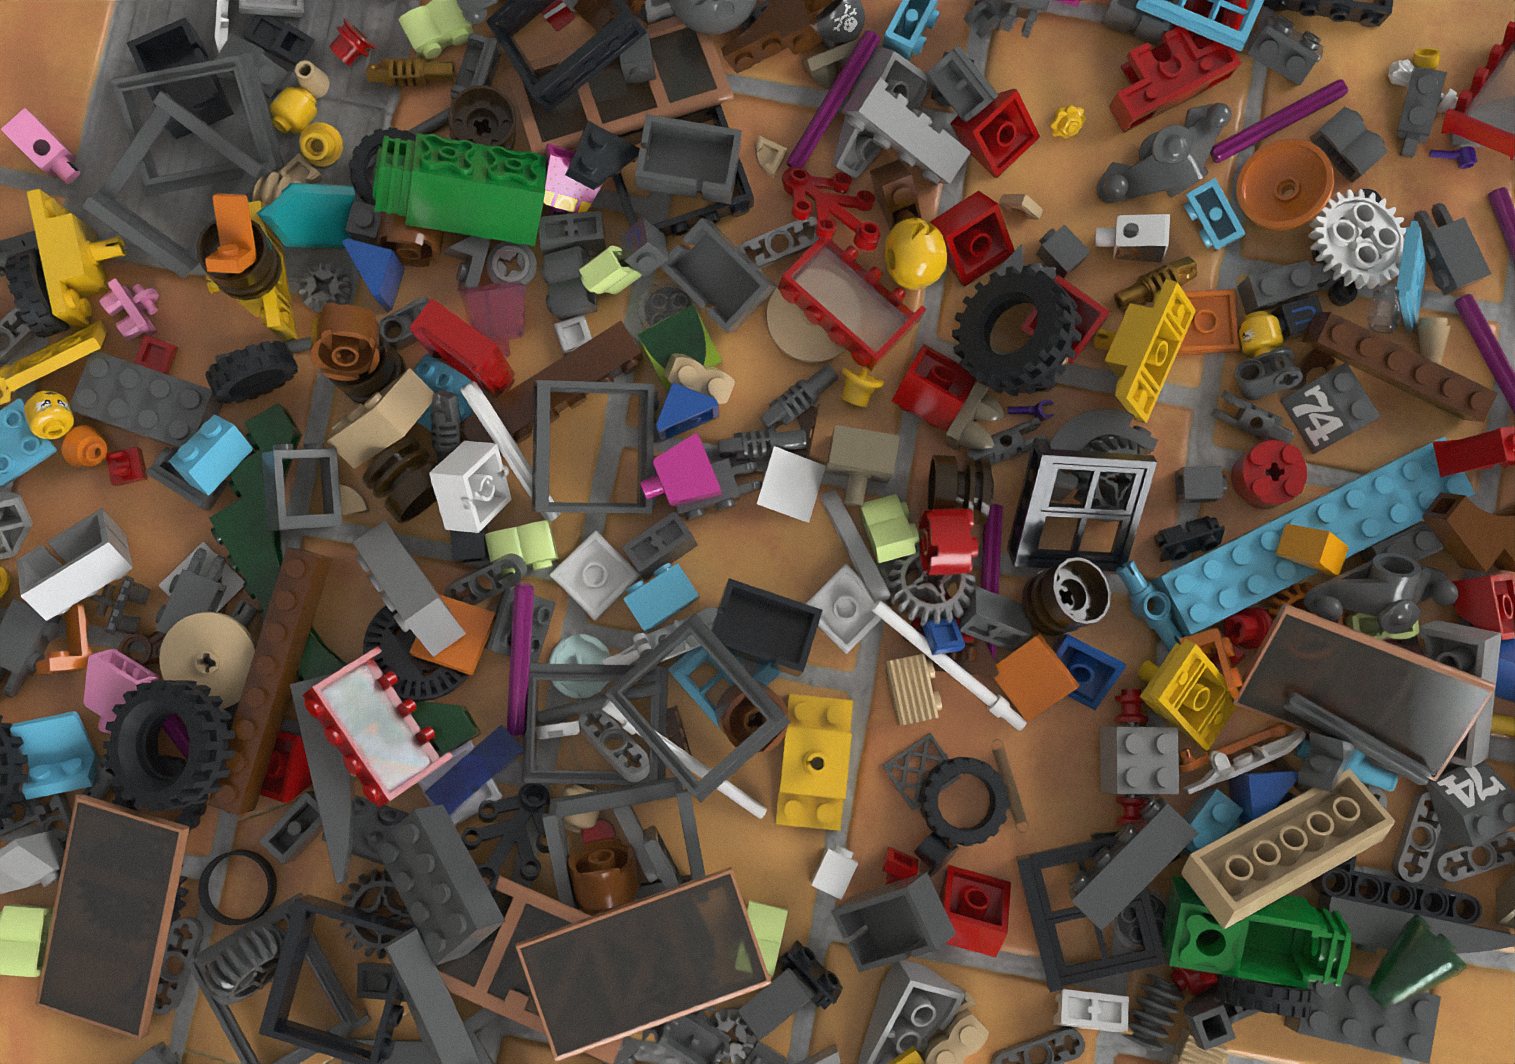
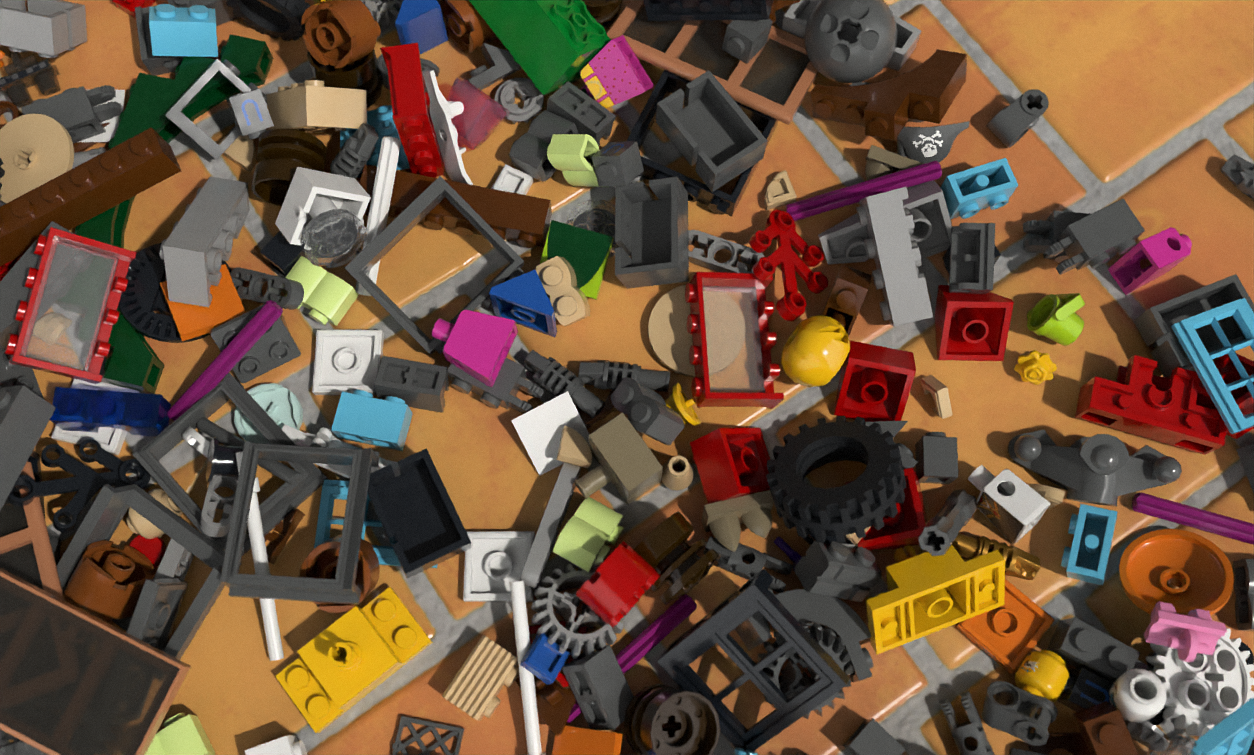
camera: 50 degrees right, 10 degrees down
(336, 467) = (250, 113): none -> brick
(500, 499) = (333, 238): none -> clear tile
(515, 353) = (446, 133): none -> white piece
(592, 725) = (221, 460): none -> black piece
(599, 156) = (646, 72): black wing -> none
(817, 481) = (574, 448): none -> tan tile
(845, 407) = (647, 411): none -> dark grey brick
(906, 436) = (677, 480): none -> tan cone
(1050, 70) = (1056, 318): none -> lime piece
(1074, 393) = (838, 571): none -> dark grey brick
(1118, 300) = (947, 523): none -> dark grey axle
(1158, 206) = (1051, 494): none -> tan tile
(1330, 221) = (1187, 633): none -> bright pink hips
(1333, 290) = (1138, 695): none -> white head
(1354, 309) = (1147, 735): none -> light grey gear

